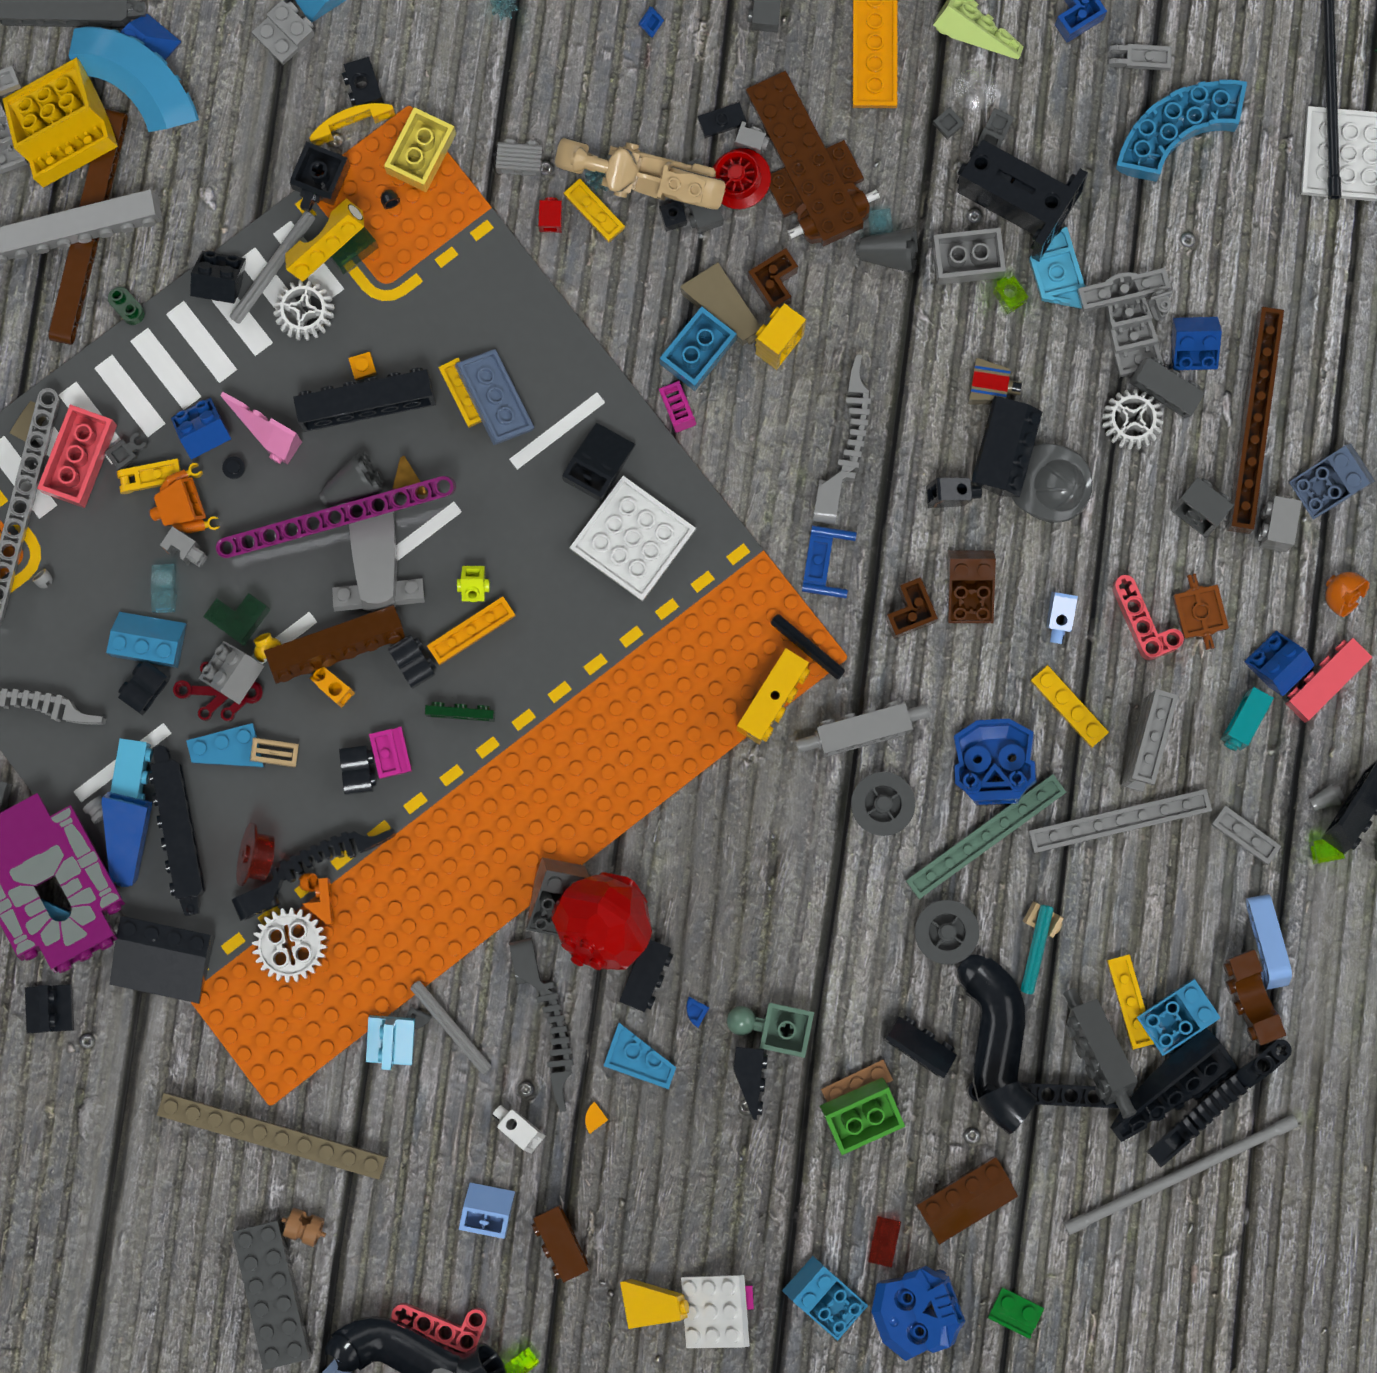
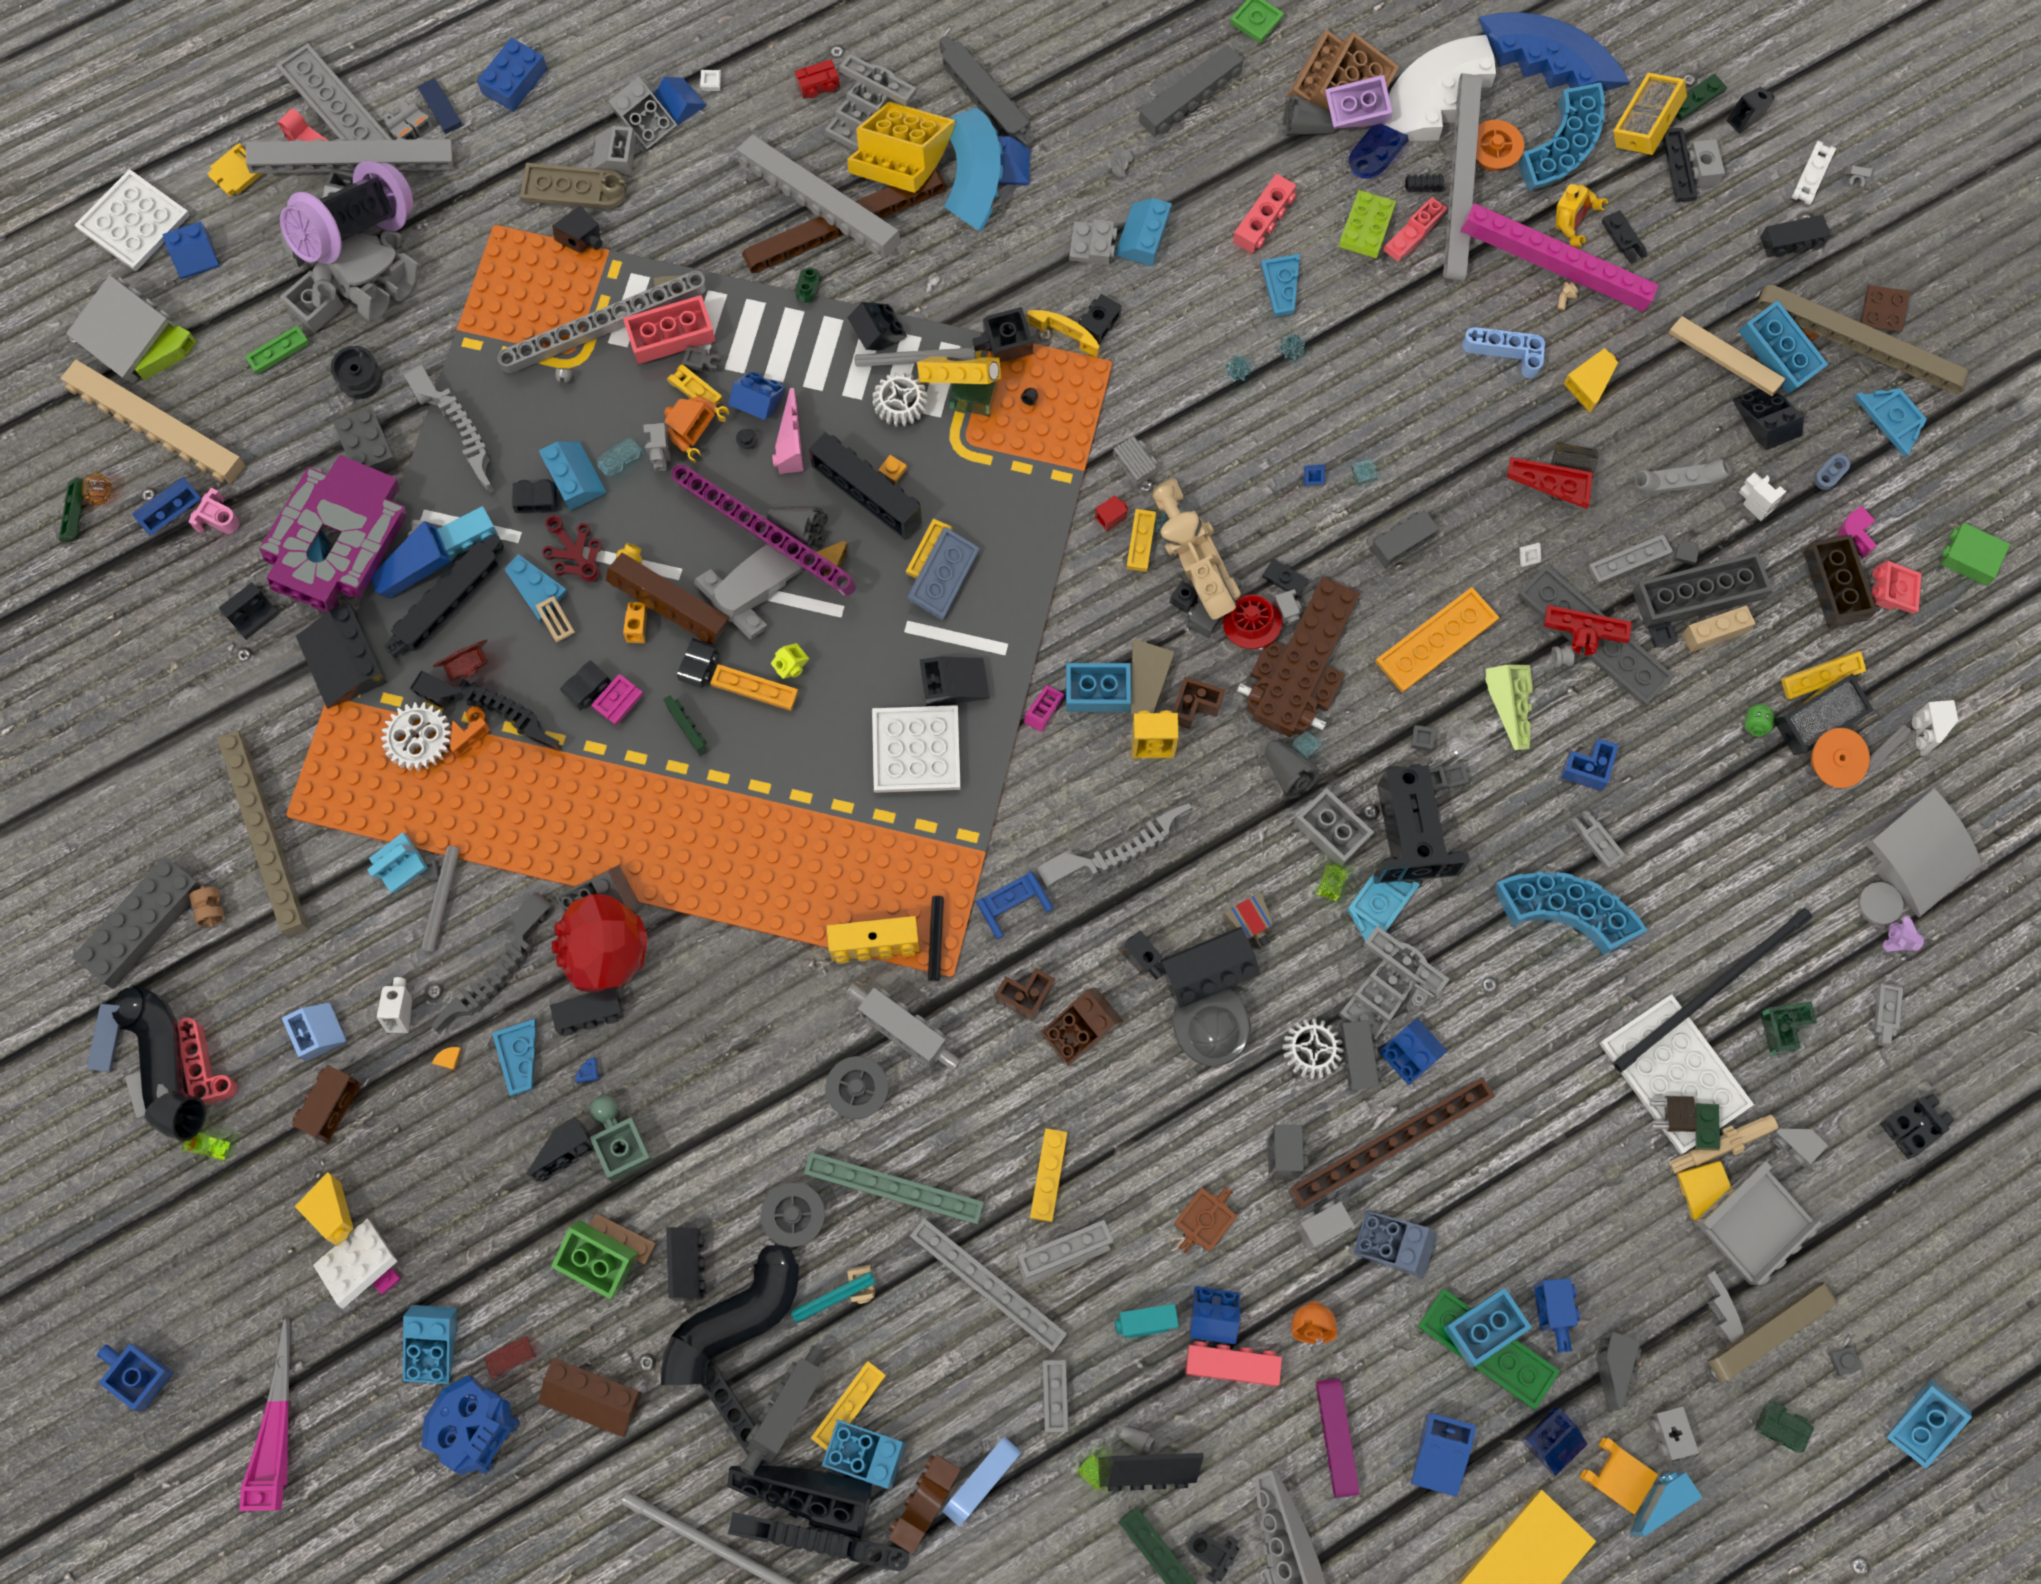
camera: 50 degrees right, 10 degrees down
(231, 672) = (590, 545): light grey slope -> none
(239, 623) = (632, 524): clear green brick -> none
(420, 149) = (1082, 387): light yellow brick -> none
(994, 742) = (971, 1137): blue brick -> none
(1015, 1312) = (526, 1509): green plate -> none
(1061, 605) = (1122, 1106): torso -> none
(1143, 616) = (1163, 1175): coral beam -> none

